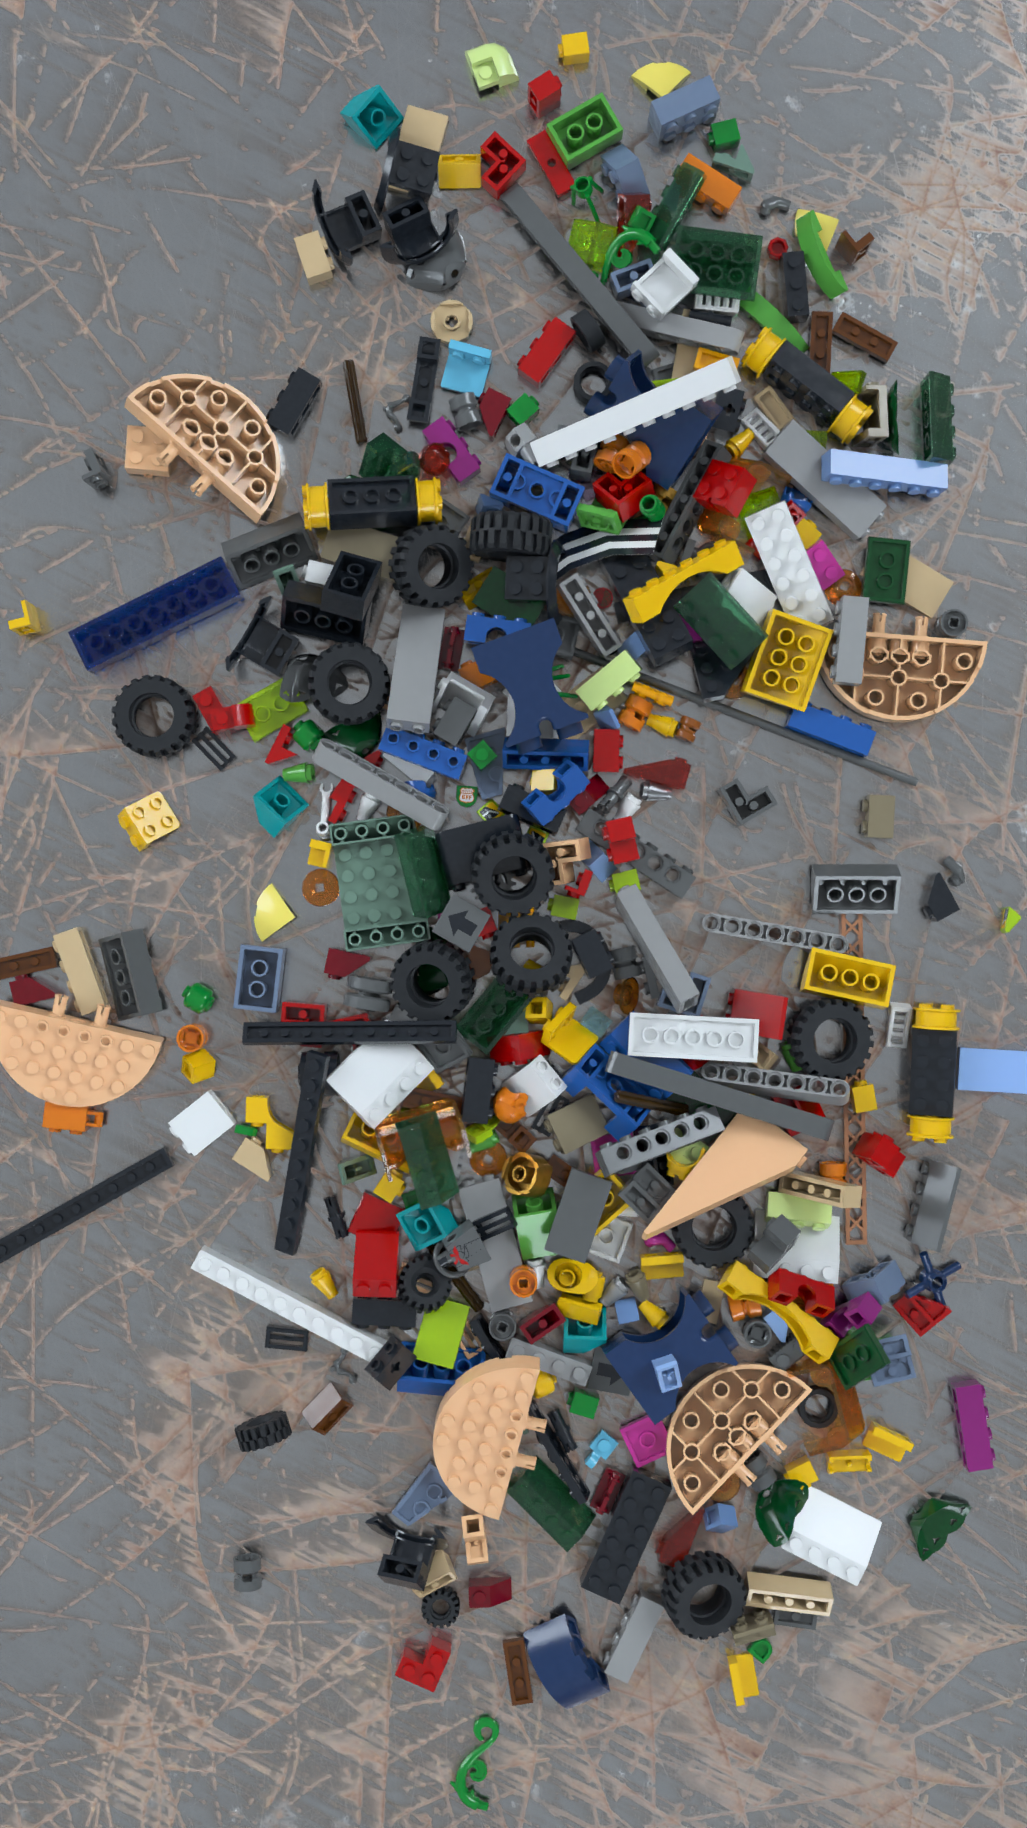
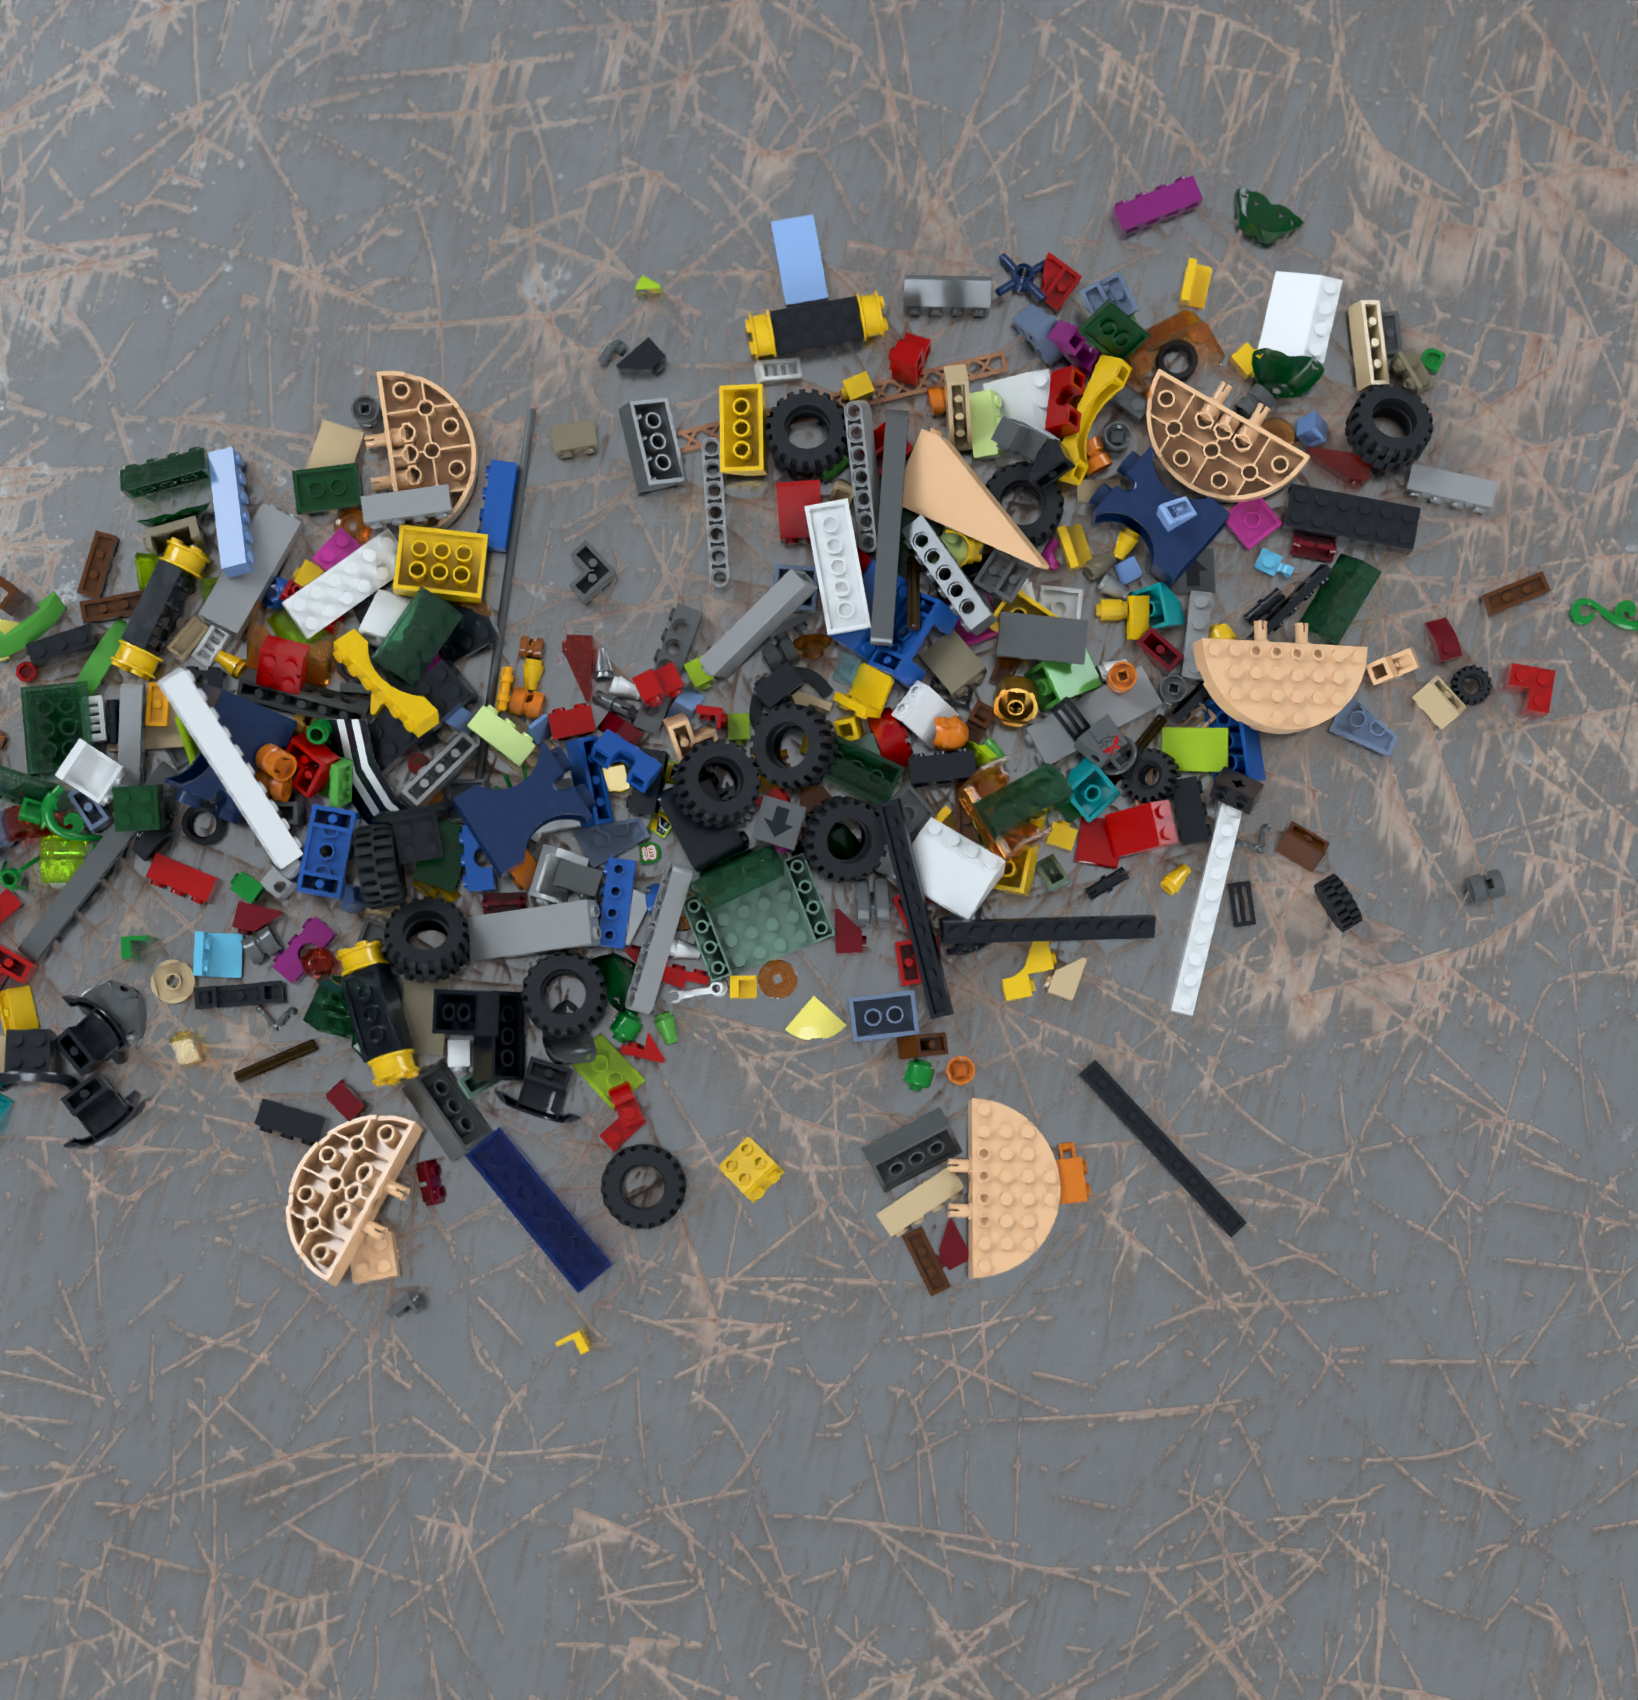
camera: 110 degrees left, 5 degrees down
(198, 521) = (429, 1172): none -> dark red hinge
(198, 1066) = (988, 1058): yellow panel -> none
(201, 735) = (652, 1136): black tile -> none
(201, 1123) = (1045, 1040): white panel -> none
(222, 1008) = (922, 1045): none -> reddish brown slope
(246, 1129) = (1040, 993): green tile -> none
(278, 806) = (705, 1039): teal slope -> none
(301, 456) = (345, 1100): none -> dark red slope
(313, 257) = (138, 1136): tan brick -> none
(385, 320) = (187, 1048): none -> clear yellow slope
(409, 1556) = (1427, 727): black piece -> none
(482, 755) = (605, 844): green brick -> none
(484, 1168) = (1015, 735): clear orange piece -> none
(491, 288) = (130, 946): none -> green panel
(562, 1664) = (1496, 550): dark blue panel -> none
(572, 1276) = (1106, 631): yellow piece -> none
(583, 1402) = (1230, 592): green brick -> none
(618, 319) = (138, 808): none -> dark green brick
(742, 1264) = (1050, 465): none -> black slope
(742, 1677) = (1464, 371): yellow panel -> none
(776, 1323) = (1103, 419): light blue slope -> none
(848, 1461) = (1223, 317): yellow hinge -> none

